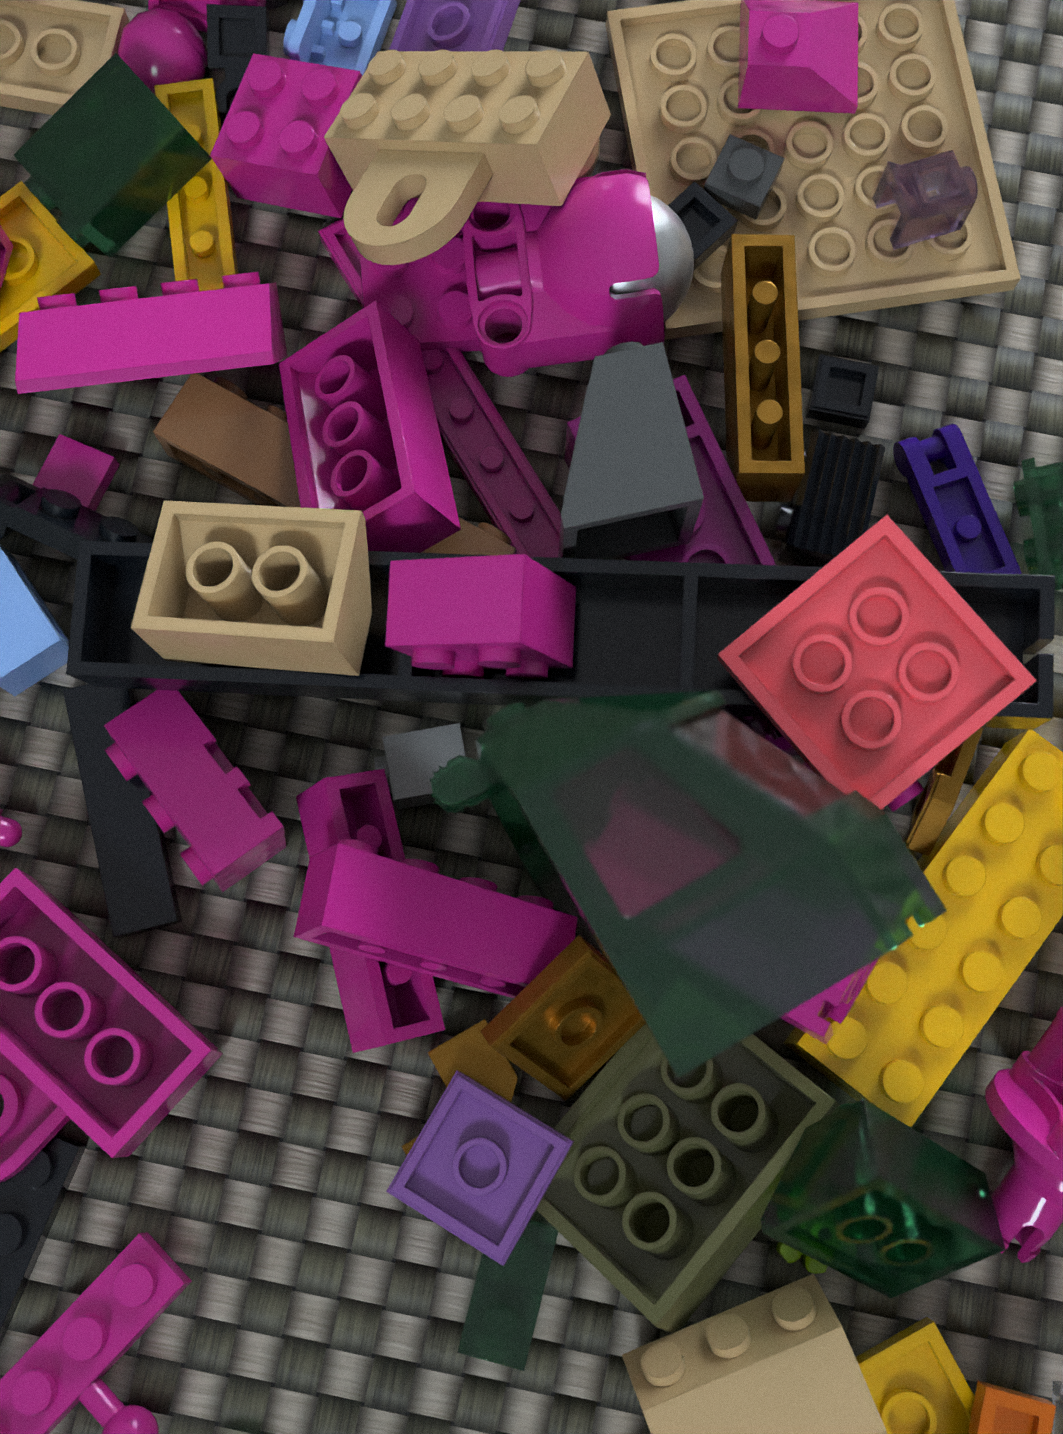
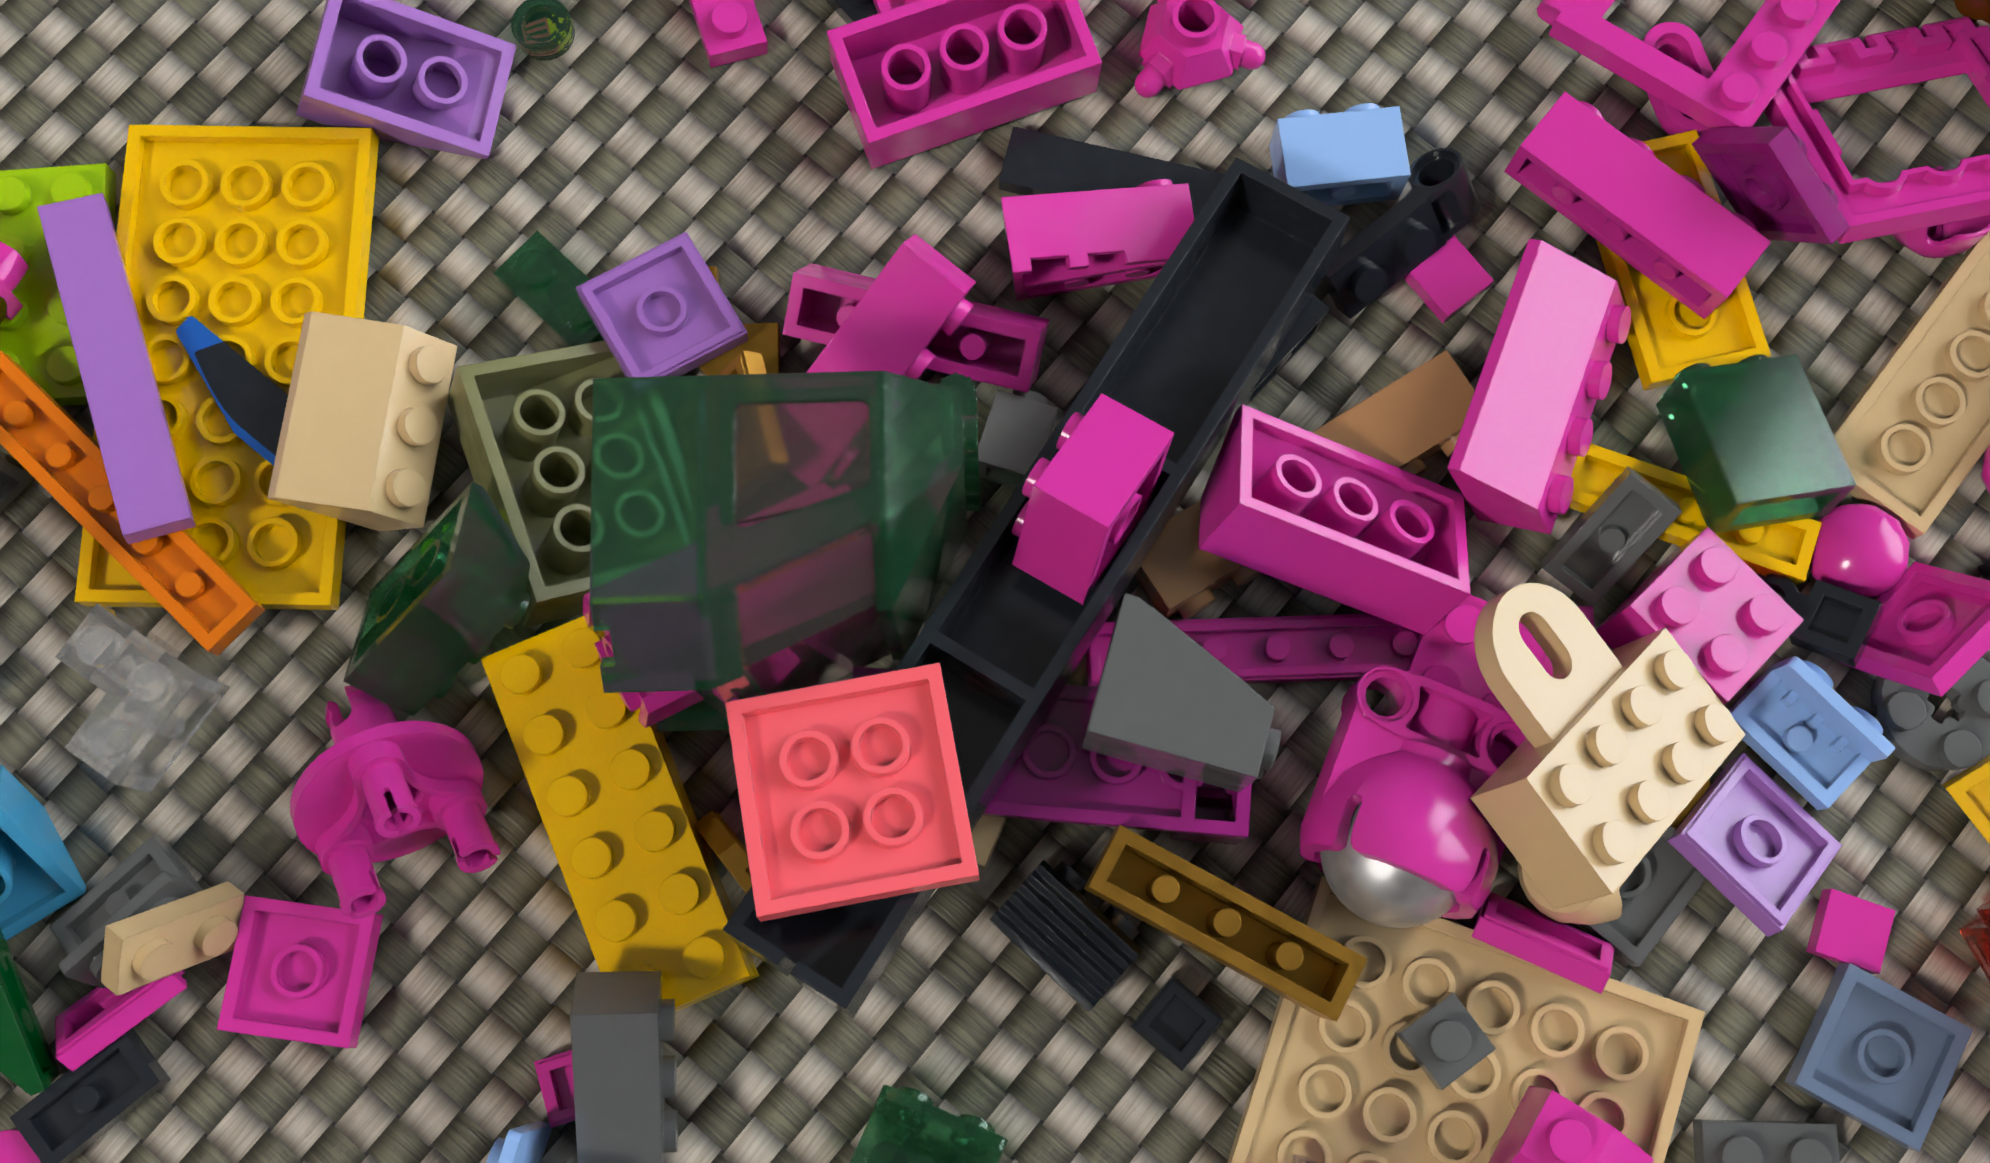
camera: 120 degrees right, 0 degrees up
(254, 232) = (1610, 536): none -> dark grey plate
(257, 587) = (1220, 328): tan slope -> none
(625, 135) = (1544, 942): none -> dark pink tile
(704, 220) = (1415, 960): black tile -> none
(955, 503) = (995, 1057): dark purple plate -> none

